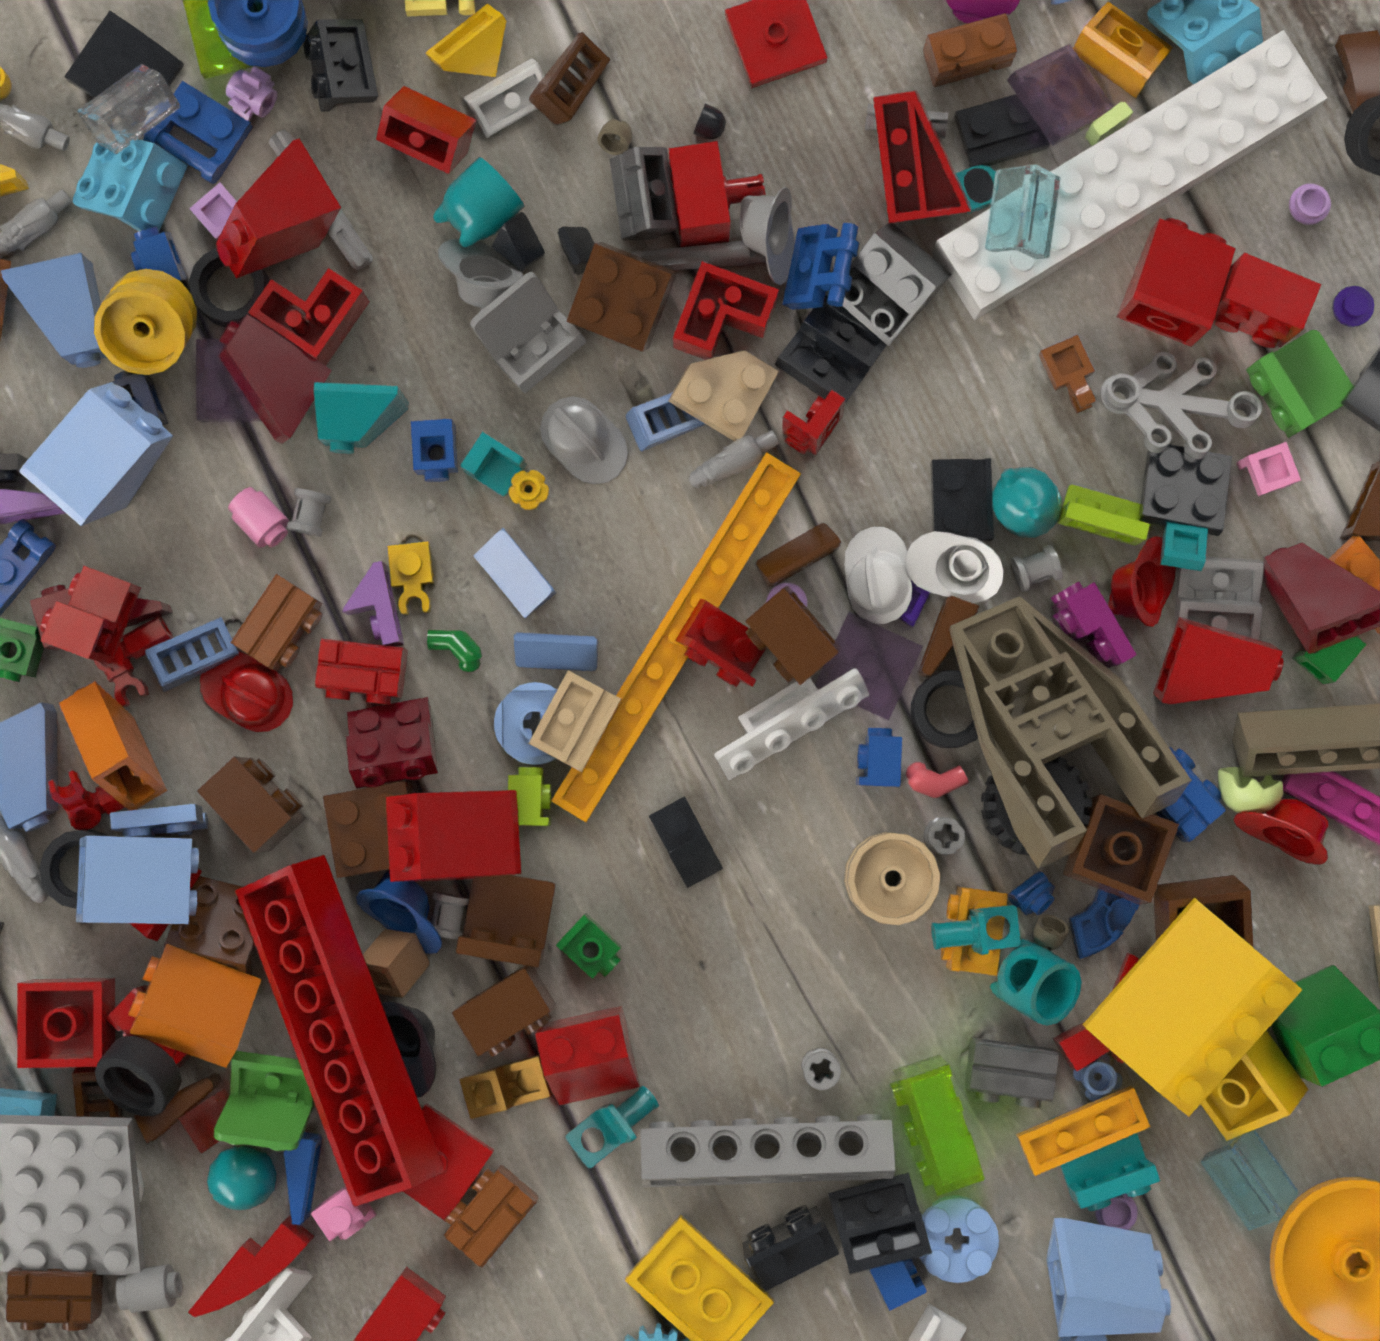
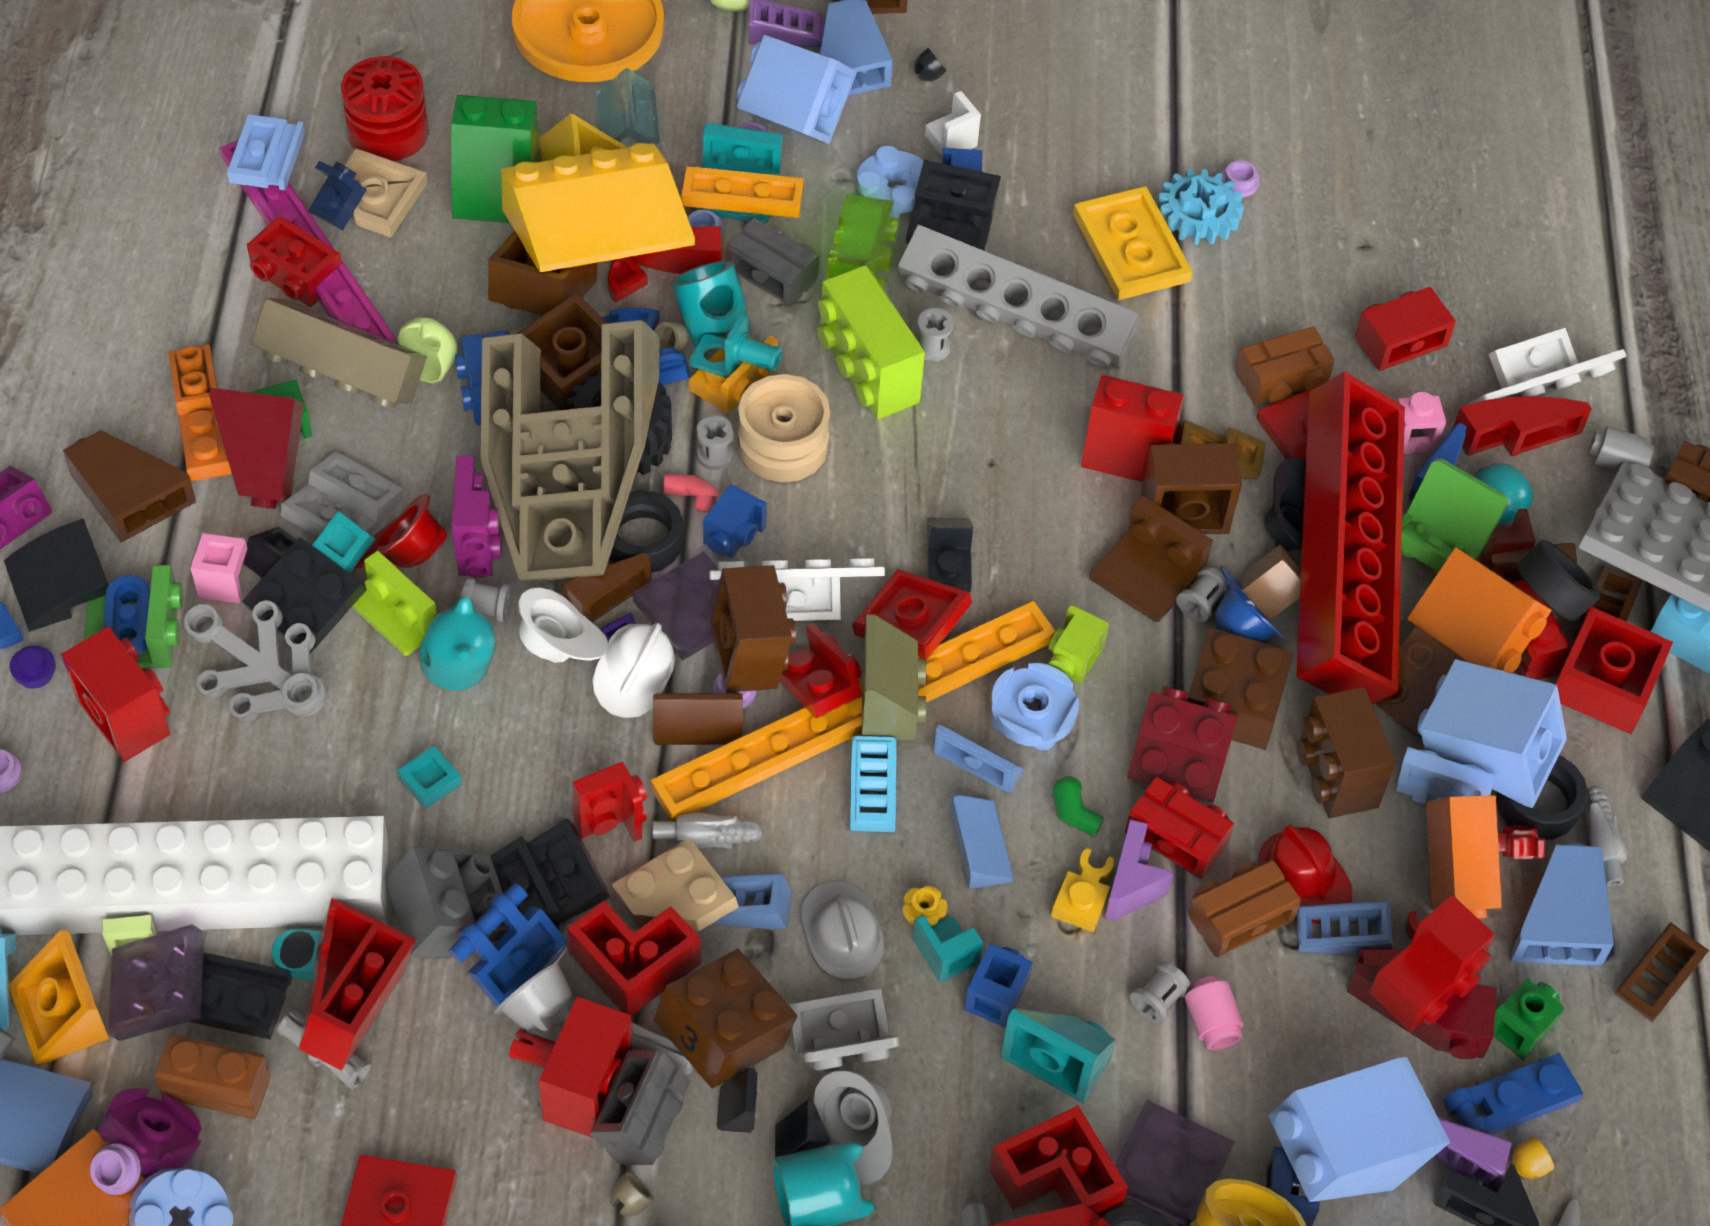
camera: 155 degrees left, 30 degrees down
(271, 374) = (1132, 1120): dark red slope -> none
(453, 835) = (1164, 626): red slope -> none
(575, 721) = (997, 673): tan plate -> none
(589, 931) = (1085, 512): green brick -> none
(614, 1124) = (1147, 375): teal bracket -> none
(641, 604) = (873, 755): none -> medium azure slope
(651, 650) = (891, 682): none -> olive slope
(679, 753) = (918, 608): none -> red plate
(710, 123) = (525, 1155): black hinge -> none
(789, 1247) = (1039, 232): black bracket -> none
(868, 1012) = (870, 342): none -> lime brick
(962, 497) = (512, 693): black plate -> none
(976, 383) = (429, 777): none -> teal plate
(1023, 211) = (285, 864): clear light blue panel -> none
(1069, 366) = (333, 746): dark orange plate -> none
(1177, 282) = (178, 754): red slope -> none
(1215, 664) = (387, 447): red slope -> none
(1242, 522) = (266, 549): none -> black slope
(1291, 828) = (406, 301): red piece -> none
(1310, 378) = (124, 618): none -> blue plate

